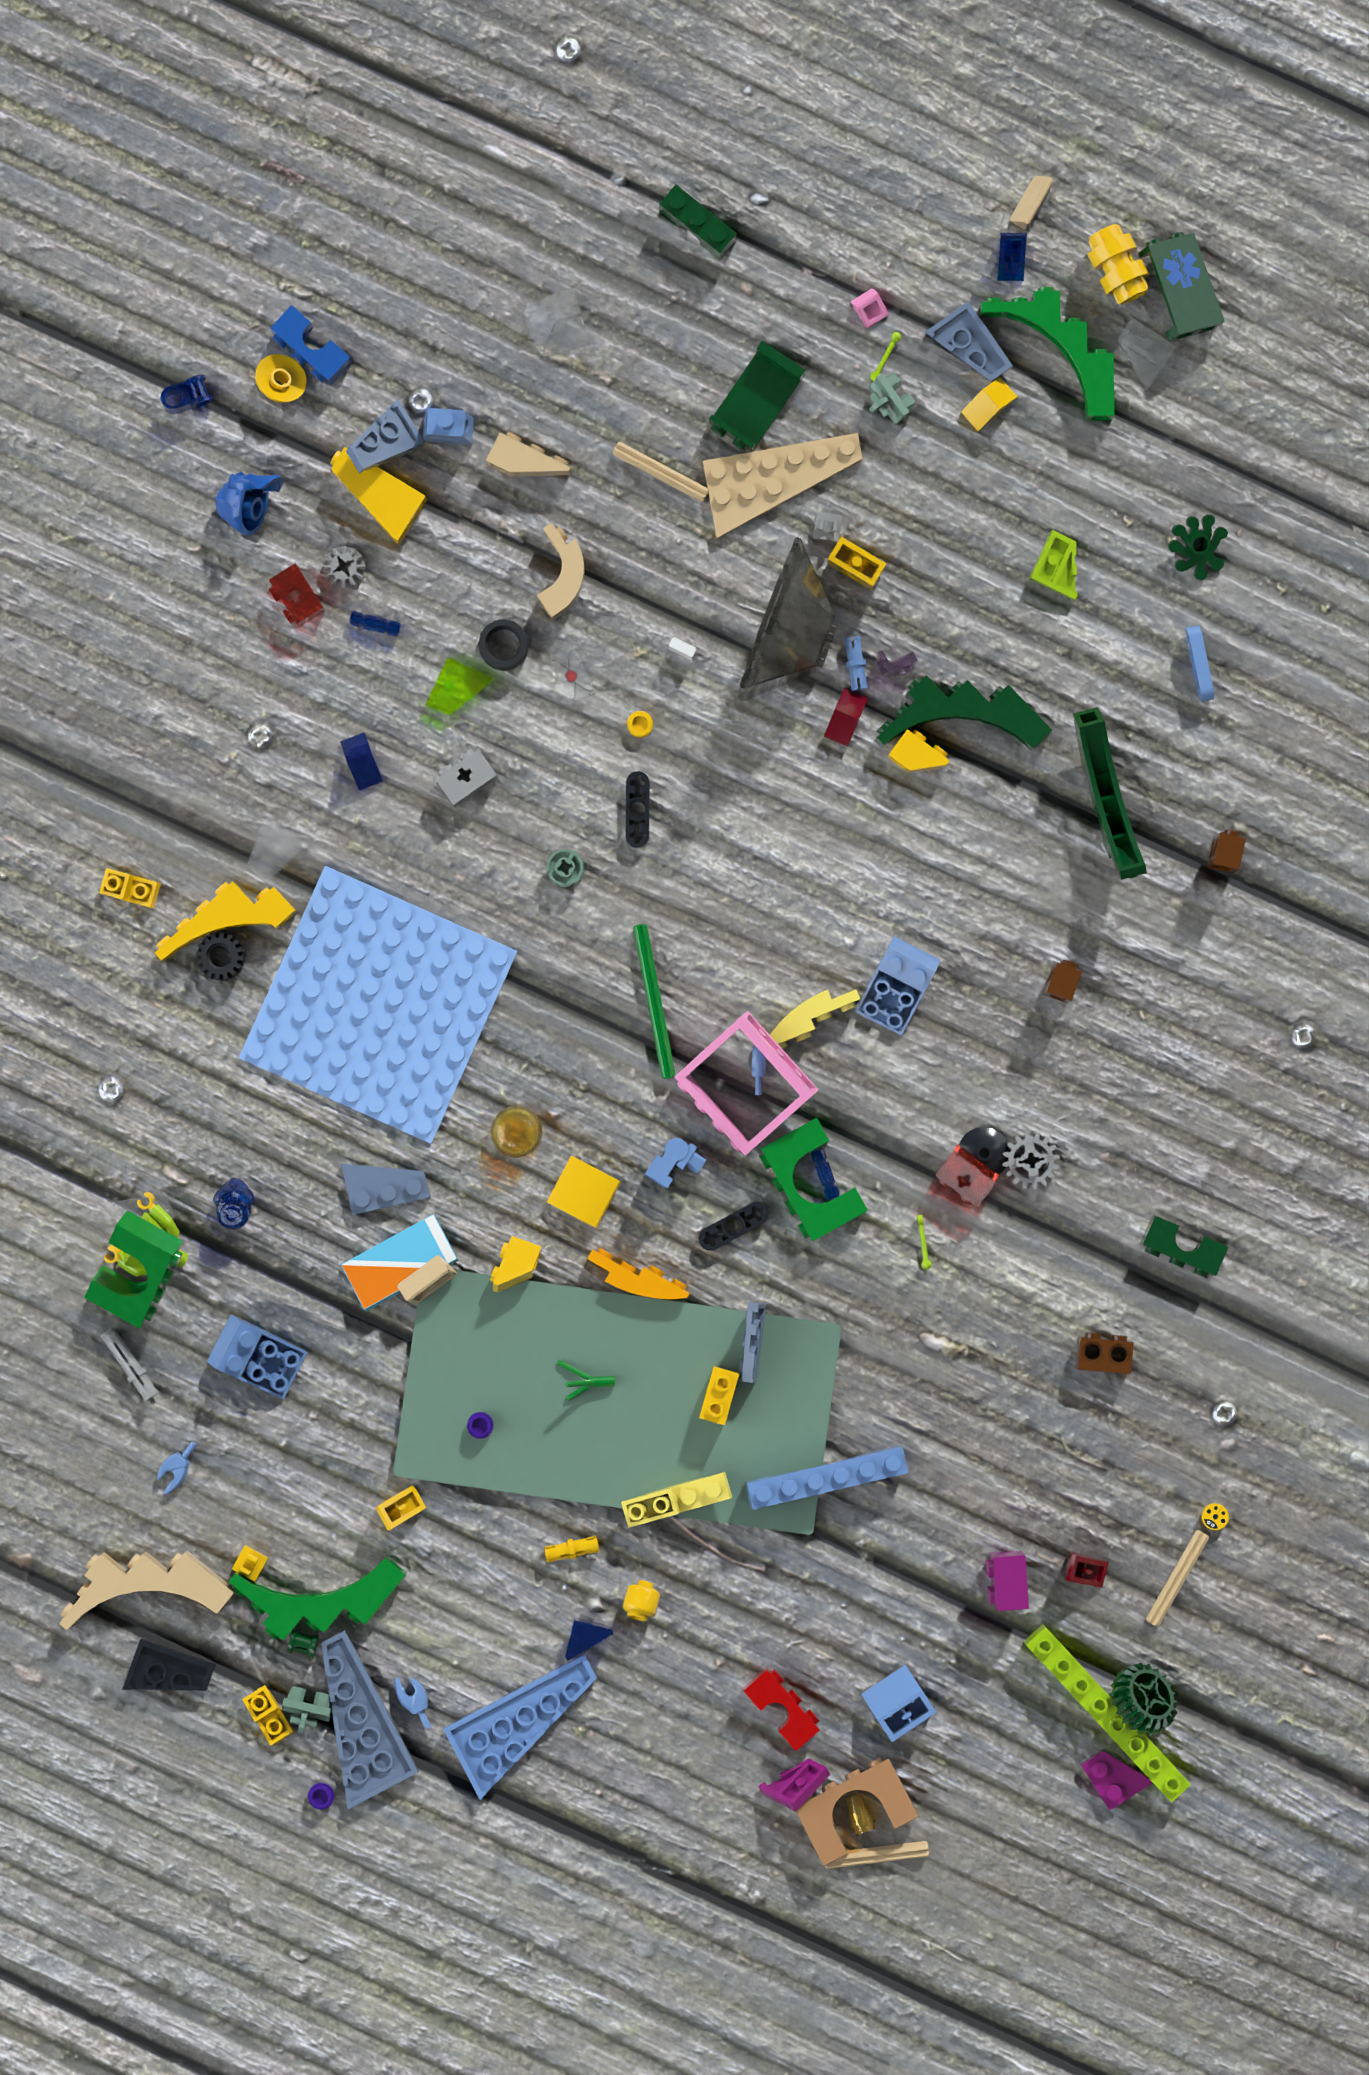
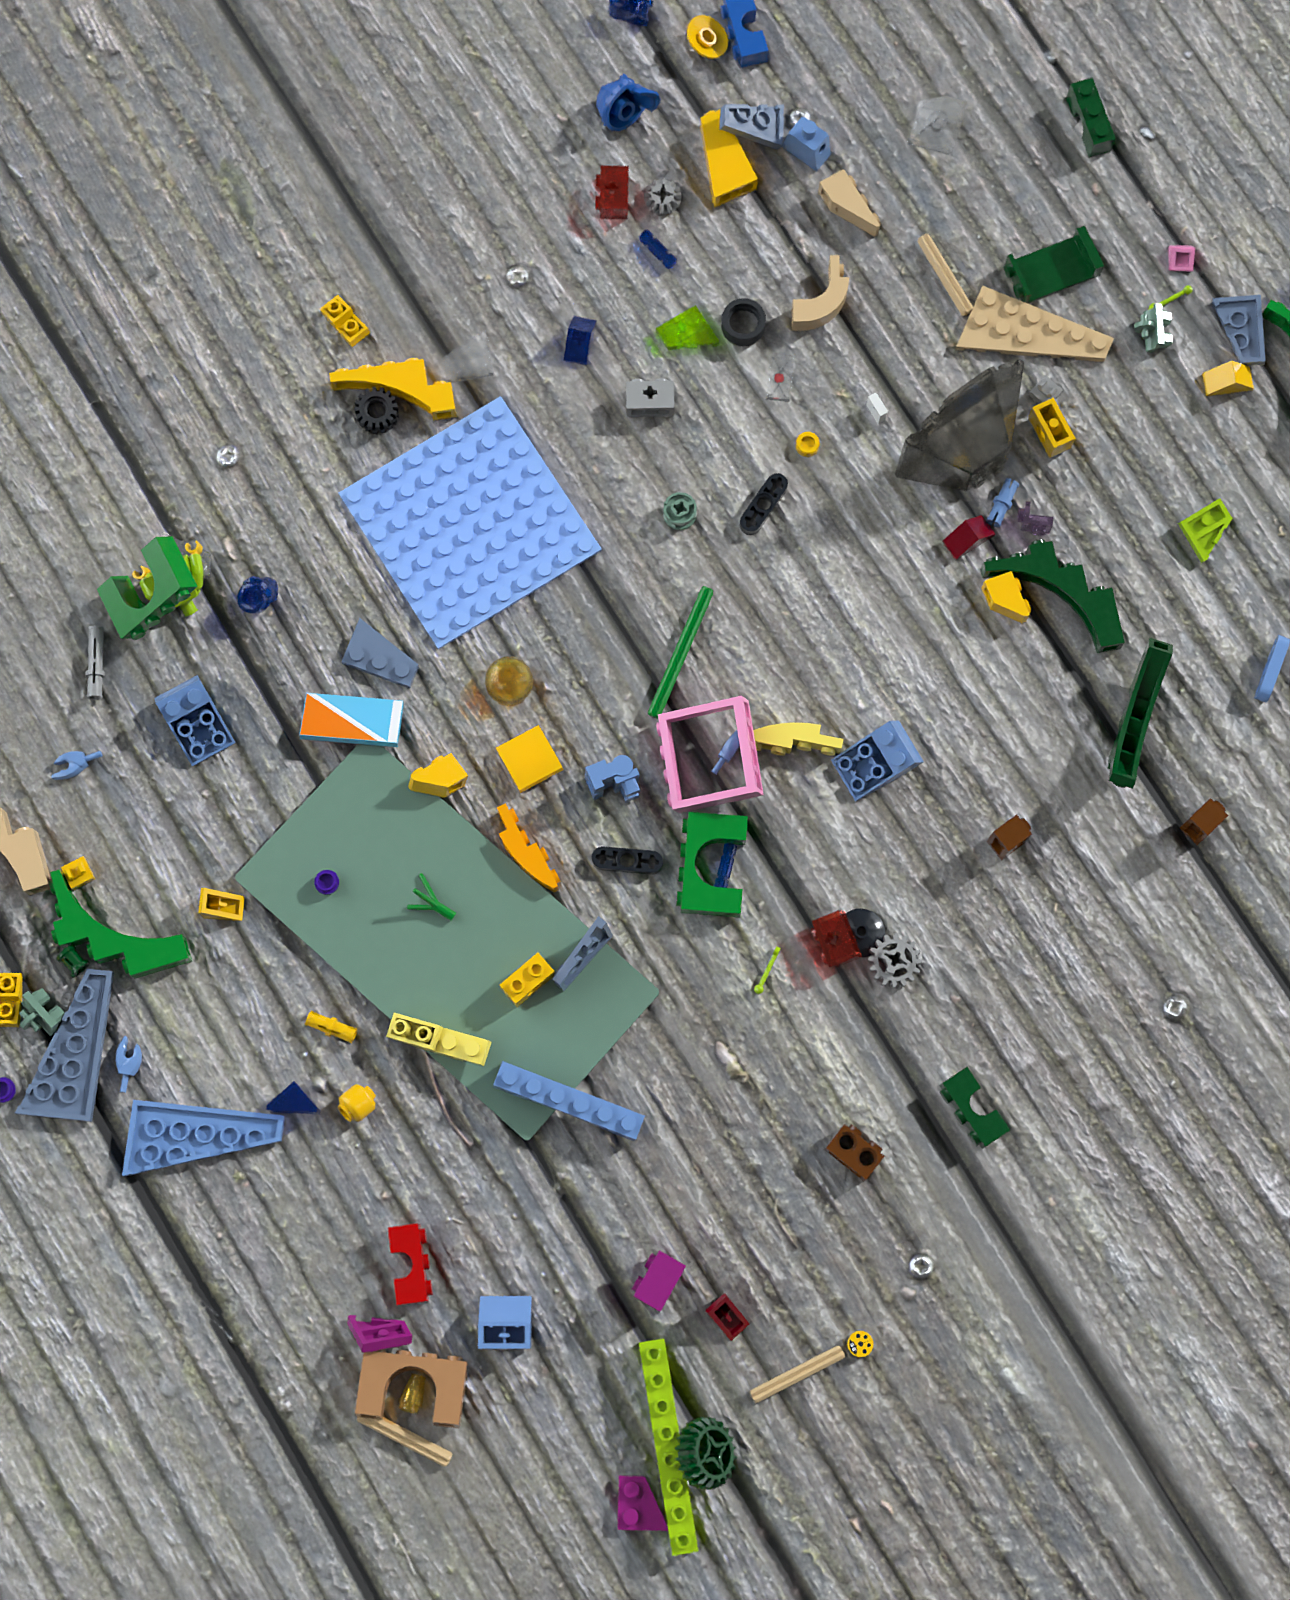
camera: 30 degrees right, 10 degrees down
(426, 1280) = (362, 743): tan slope -> none

